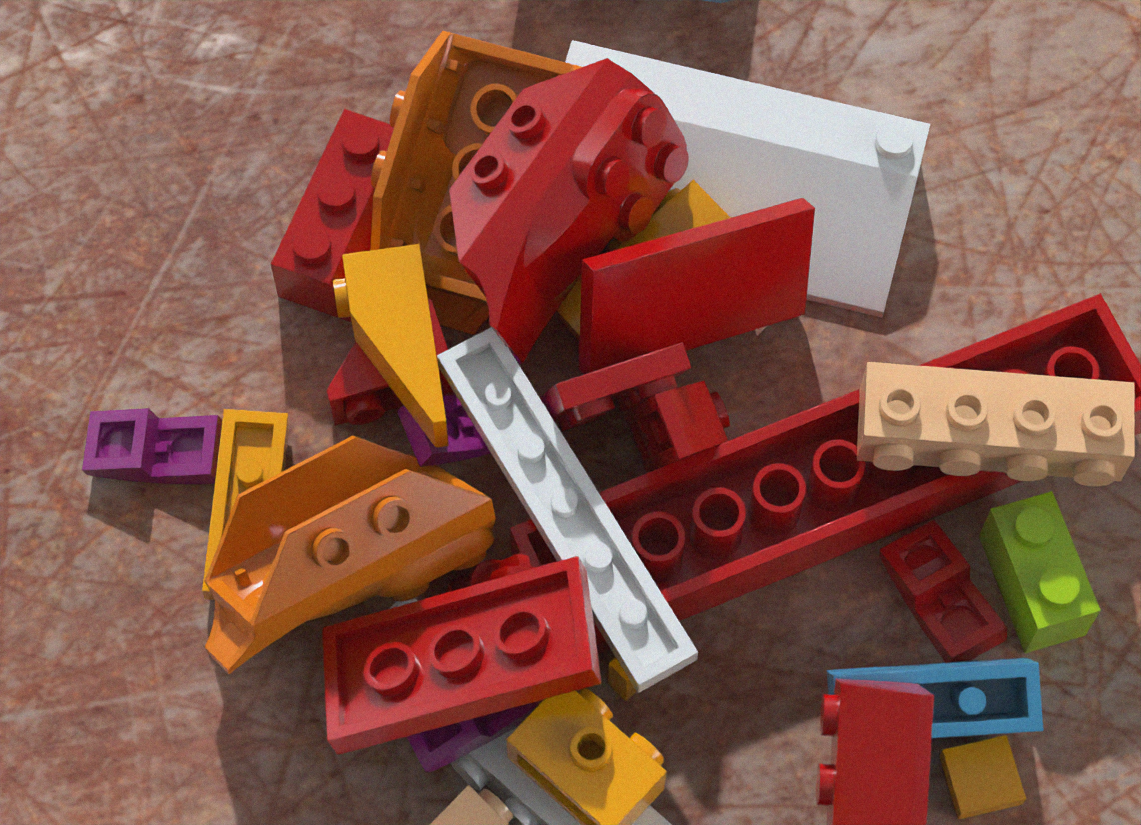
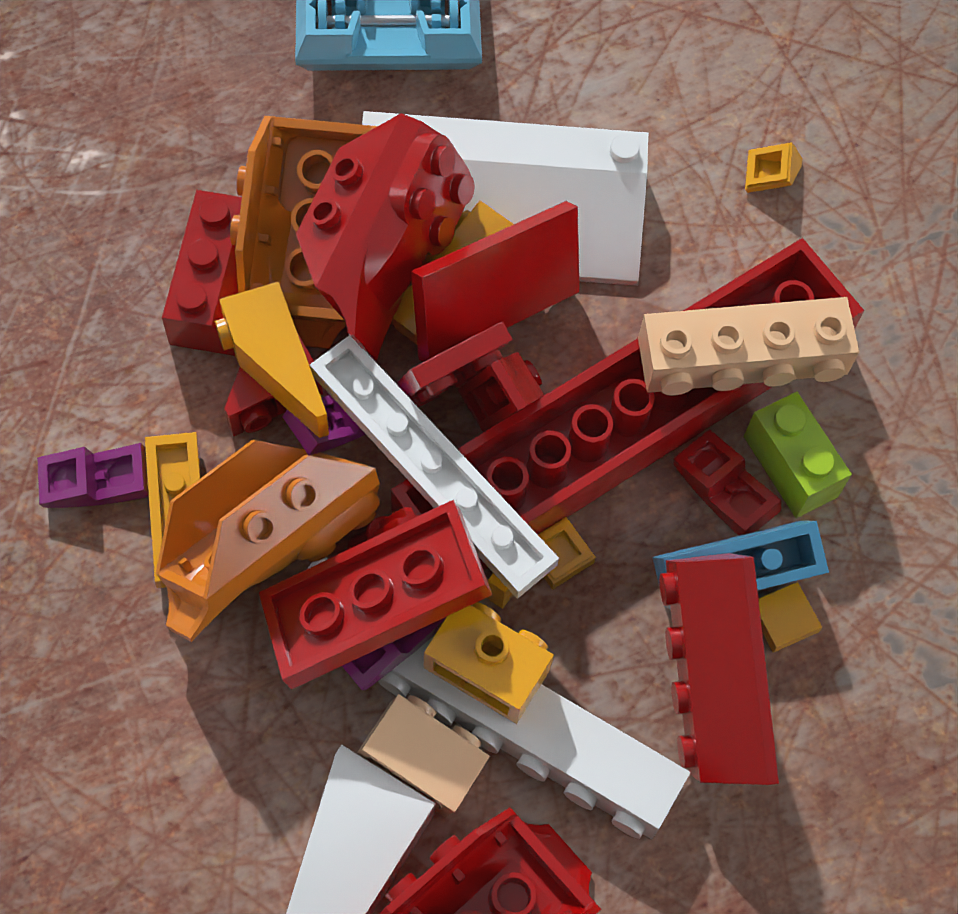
camera: 15 degrees left, 0 degrees up
(719, 644) = (570, 548): none -> light orange tile
(1089, 192) = (772, 167): none -> light orange slope

